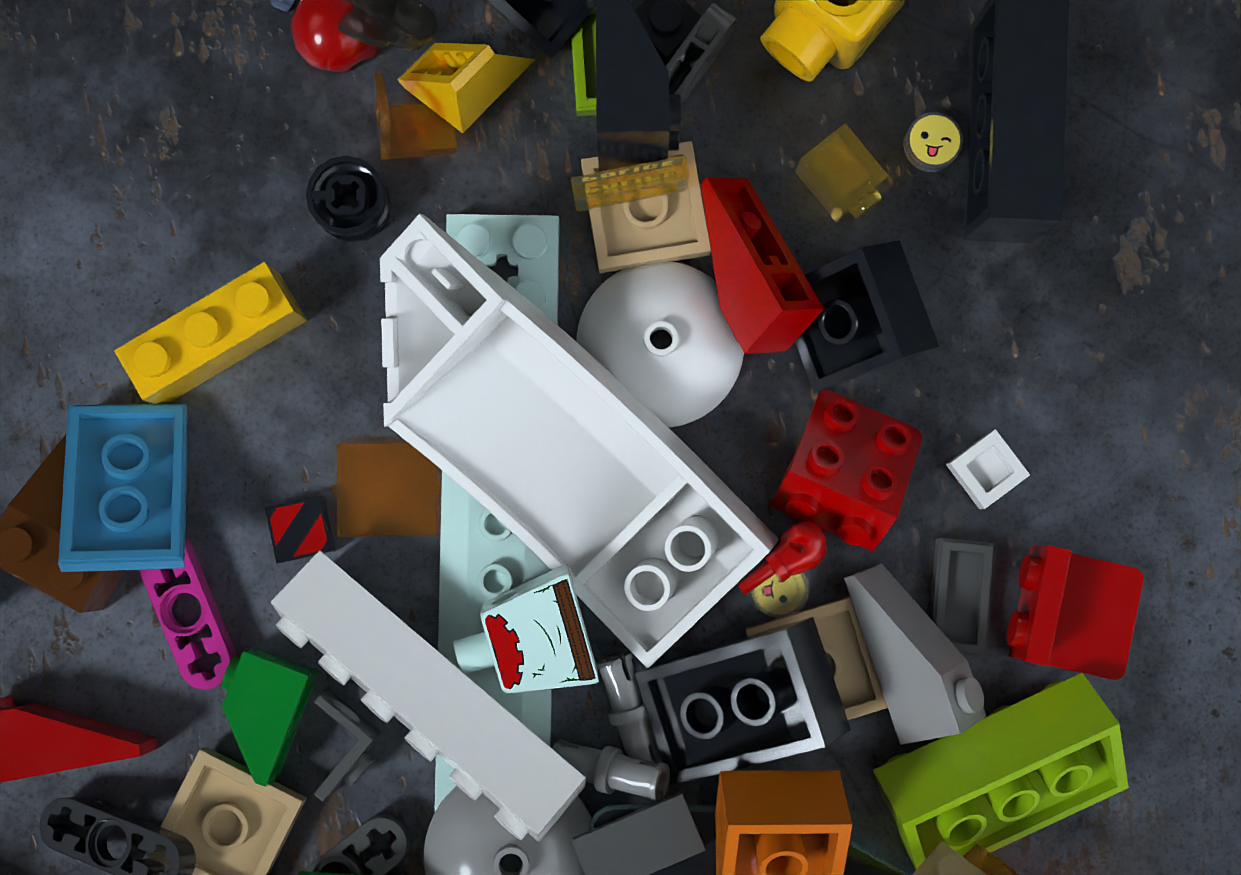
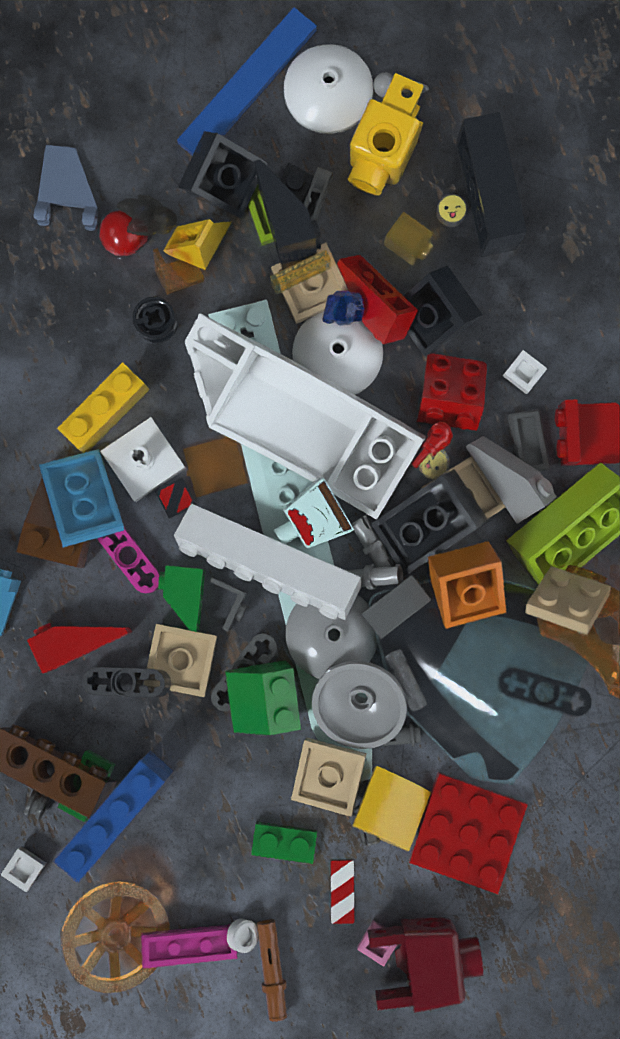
camera: 15 degrees left, 0 degrees up
(260, 444) = (143, 459): none -> white tile
(690, 269) = (343, 308): none -> clear blue piece

